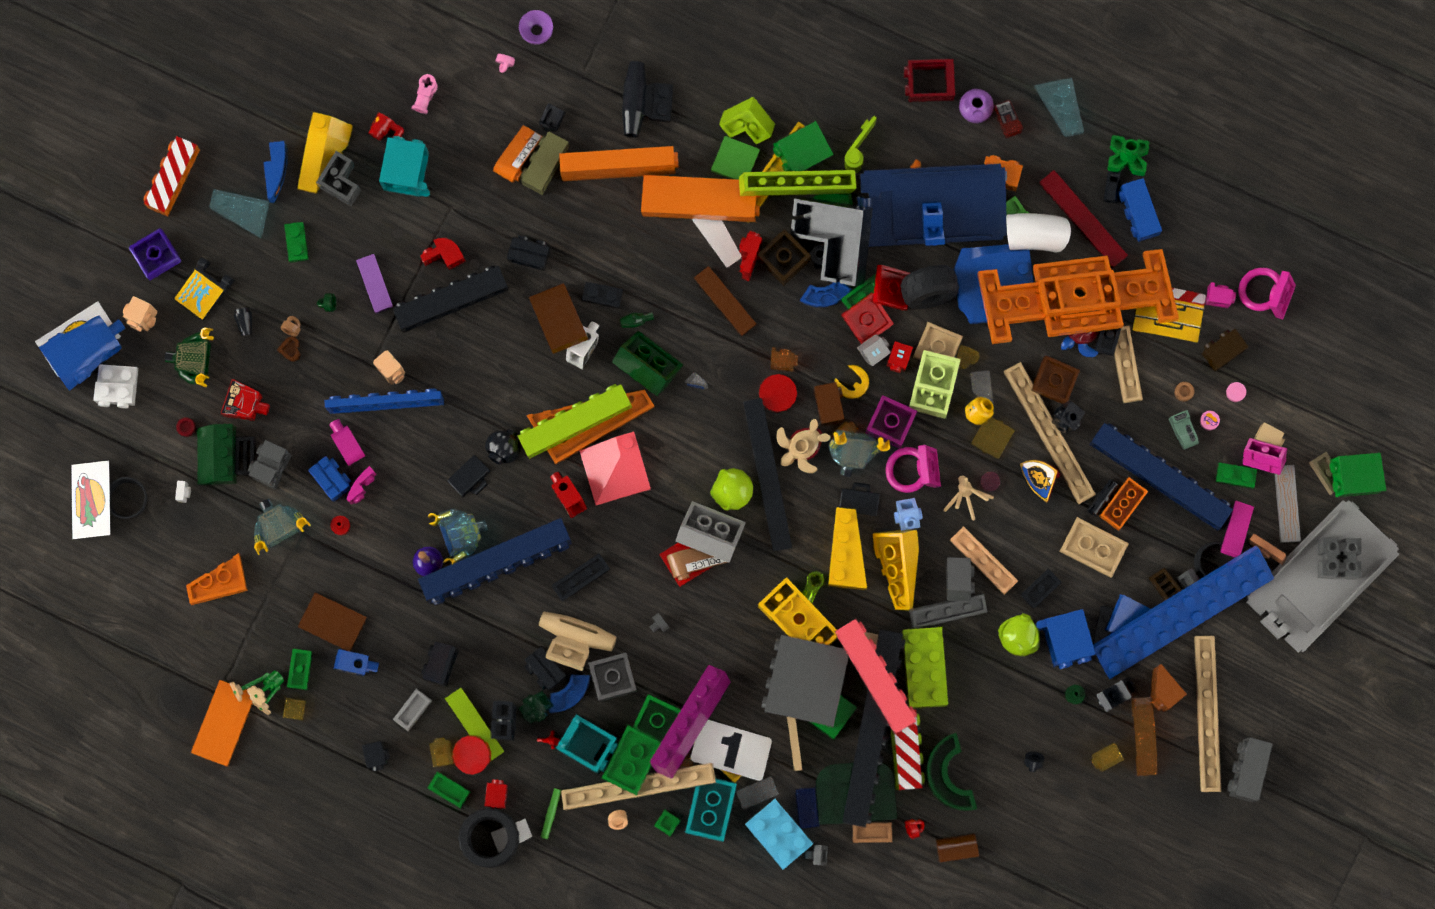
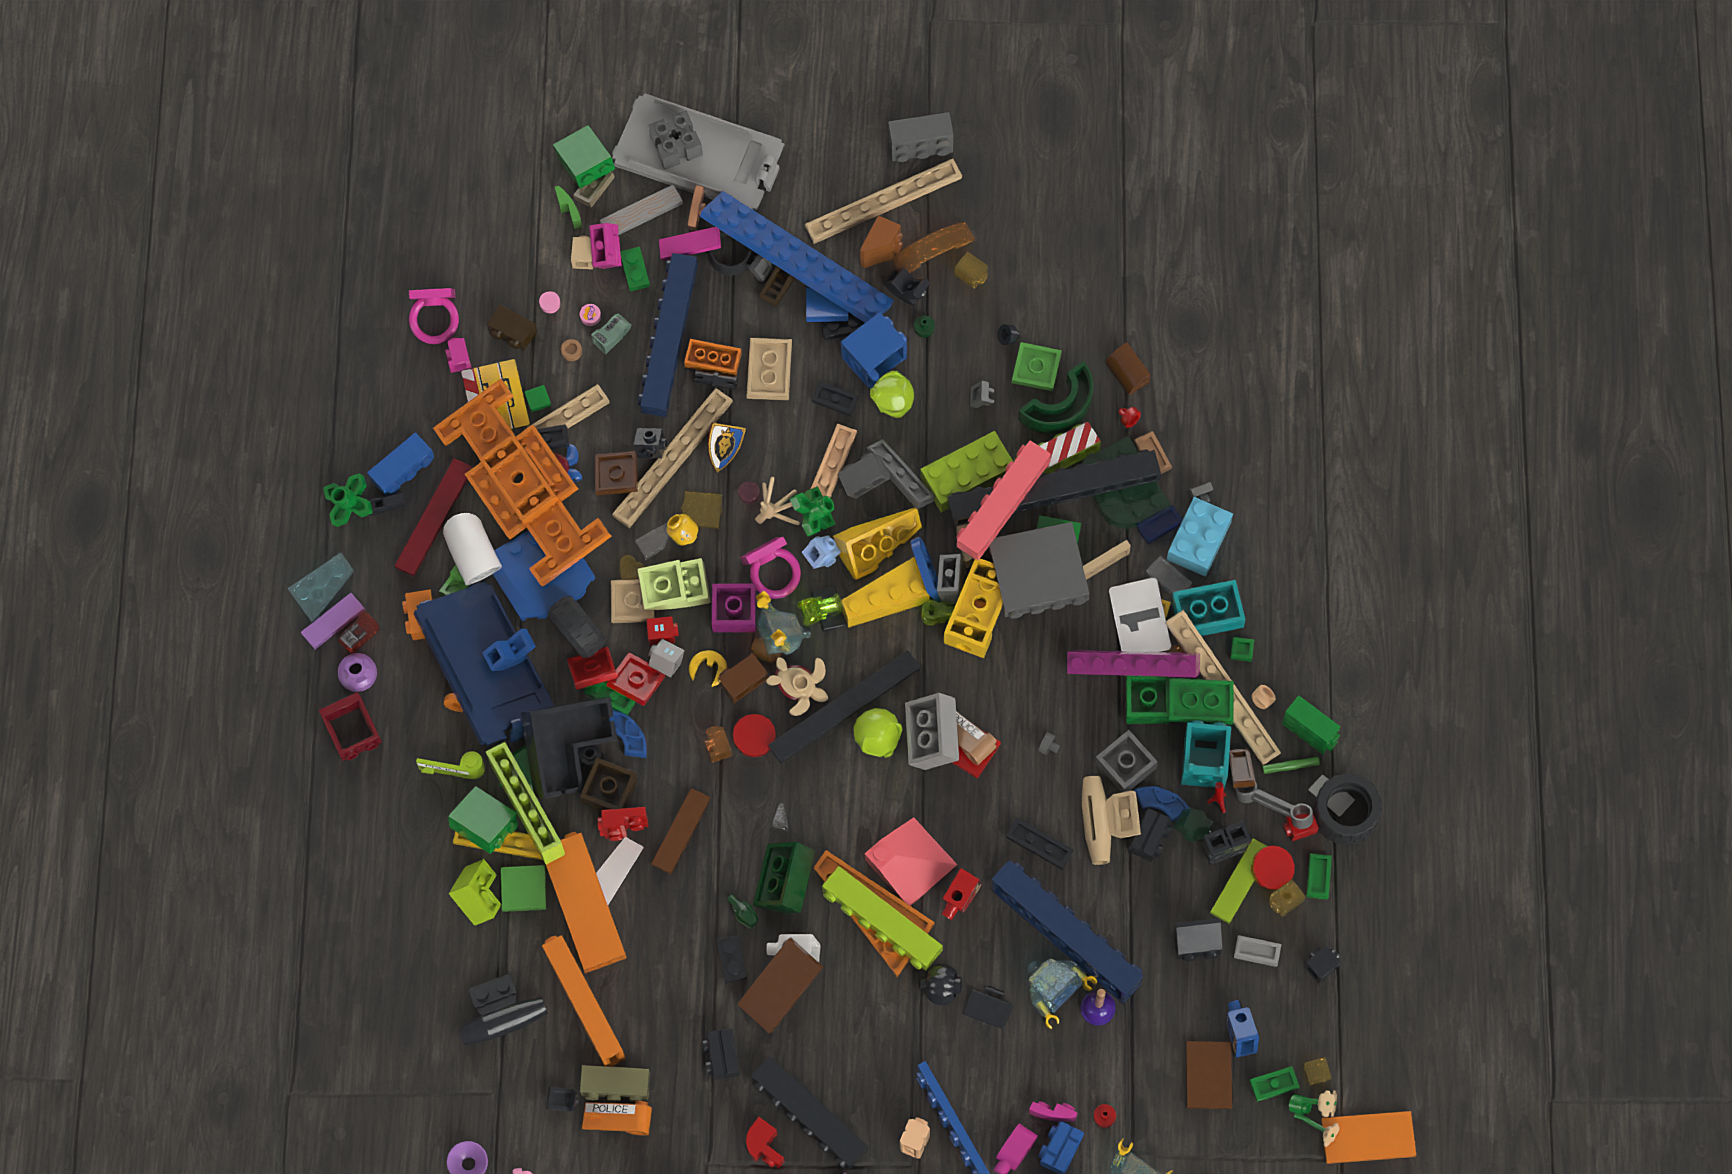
camera: 115 degrees left, 10 degrees down
(521, 780) = (1278, 805): none -> dark grey piece
(565, 770) = (1241, 768): none -> tile
(571, 843) = (1311, 725): none -> green brick
(835, 608) = (951, 578): none -> dark grey brick
(852, 592) = (926, 567): none -> blue tile
(860, 490) = (817, 609): none -> clear neon green connector
(945, 523) = (815, 510): none -> green plant
(990, 711) = (980, 394): none -> dark grey tile
(994, 771) = (1036, 366): none -> bright green plate
(1028, 103) = (332, 621): none -> medium lavender tile
(1152, 345) = (537, 398): none -> green tile
(1321, 442) = (567, 205): none -> bright green slope

